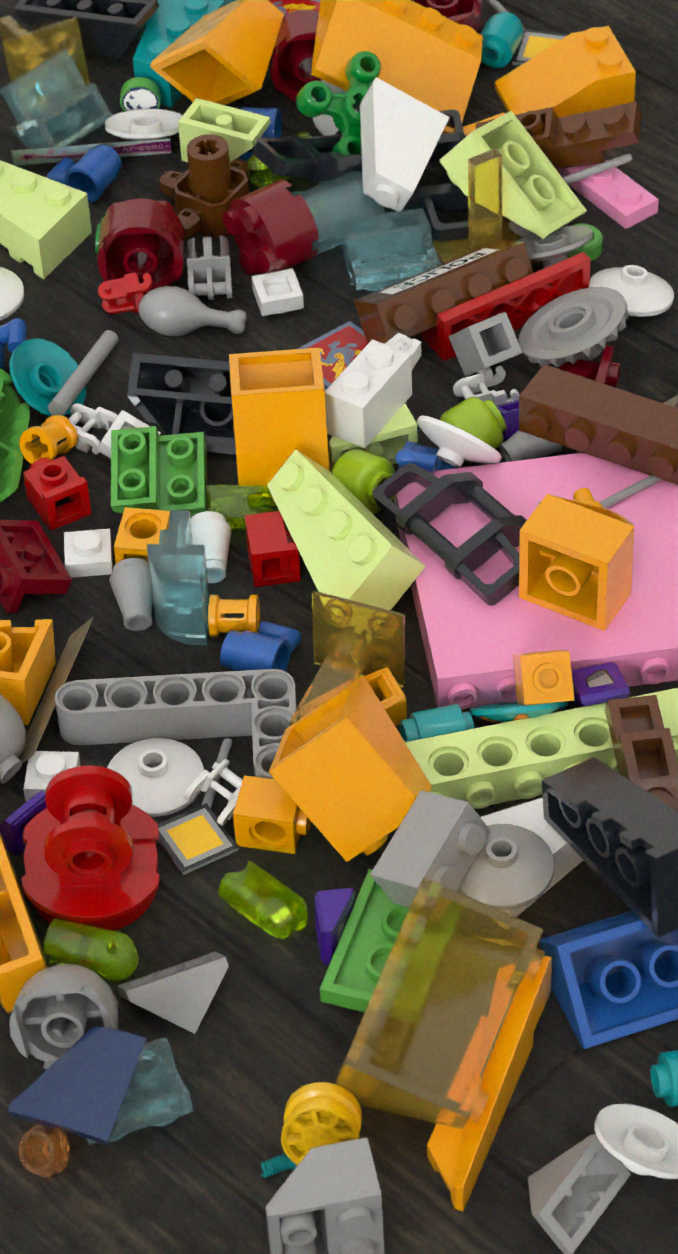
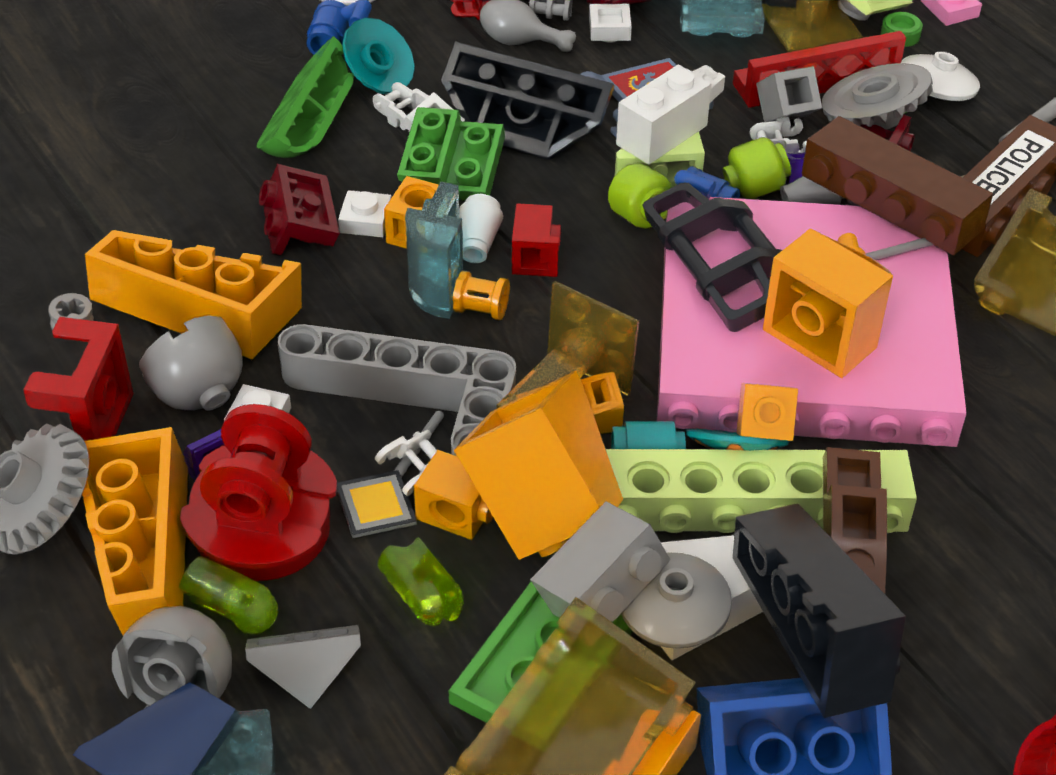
camera: 10 degrees right, 0 degrees up
(48, 702) = (274, 345): dark tan sticker -> none
(50, 433) = (360, 108): light orange bush -> none
(52, 481) = (352, 142): red brick -> none
(83, 373) = (412, 59): light grey bar -> none
(133, 592) = (391, 257): light grey cone -> none
(158, 774) = (354, 431): white dish -> none
(239, 500) = (519, 190): clear neon green piece -> none
(260, 650) = (494, 332): blue piece -> none
(277, 410) = (572, 125): light orange slope -> none
(331, 917) = (485, 612): dark purple slope -> none
(339, 538) = (601, 240): yellowish green wedge -> none
(415, 302) = (732, 47): reddish brown brick -> none
(457, 444) = (737, 174): white dish -> none
(556, 245) = (872, 24): light grey dish -> none
(598, 684) = (822, 429): dark purple slope -> none

